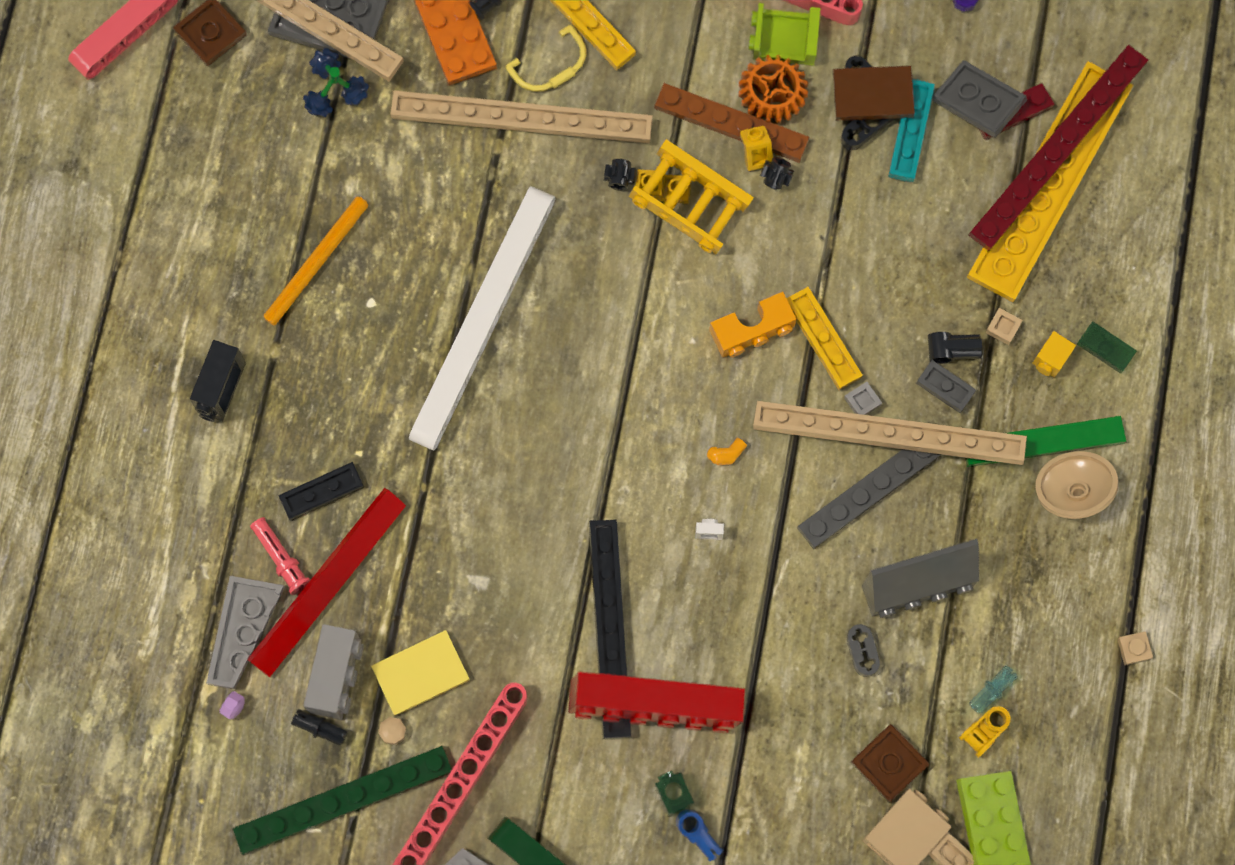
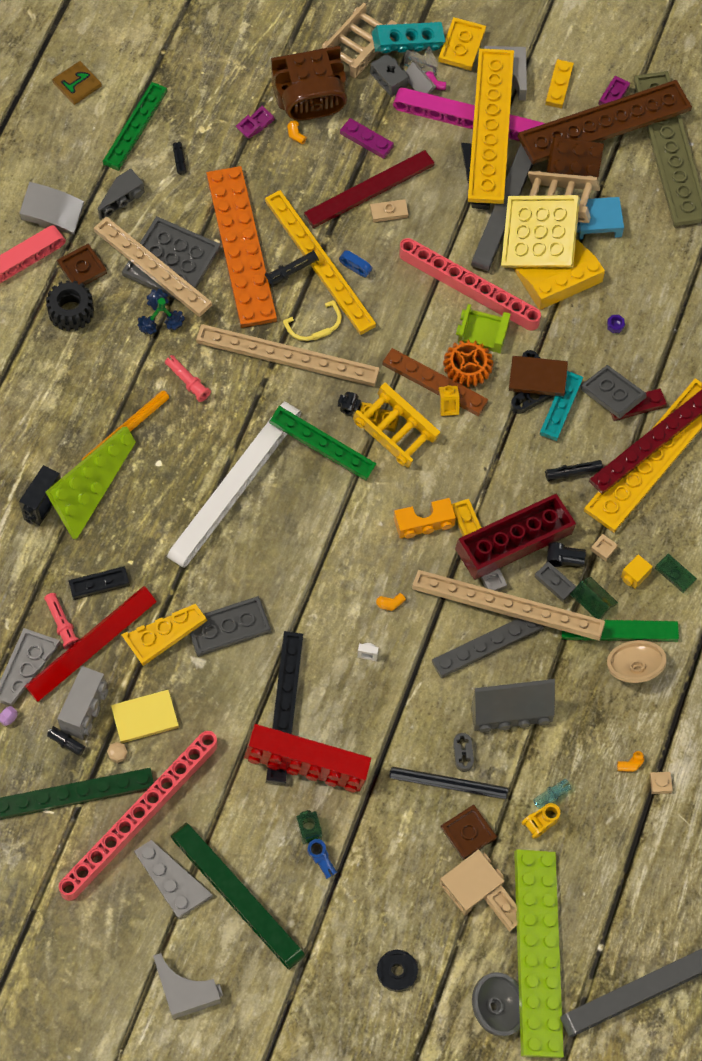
camera: 10 degrees right, 10 degrees down
(199, 74) = (67, 293): none -> black tyre
(274, 358) = (83, 487): none -> lime wing
(397, 180) = (193, 384): none -> coral pin
(415, 559) = (157, 637): none -> yellow wing
(510, 524) = (230, 626): none -> dark grey tile
(594, 240) = (322, 443): none -> green plate
(777, 173) = (460, 419): black gear -> none
(850, 697) = (448, 782): none -> black axle
(882, 333) = (515, 536): none -> dark red brick
(934, 225) = (565, 471): none -> black pin
(1002, 401) = (593, 597): none -> clear green panel
(1093, 629) = (633, 764): none -> light orange arm

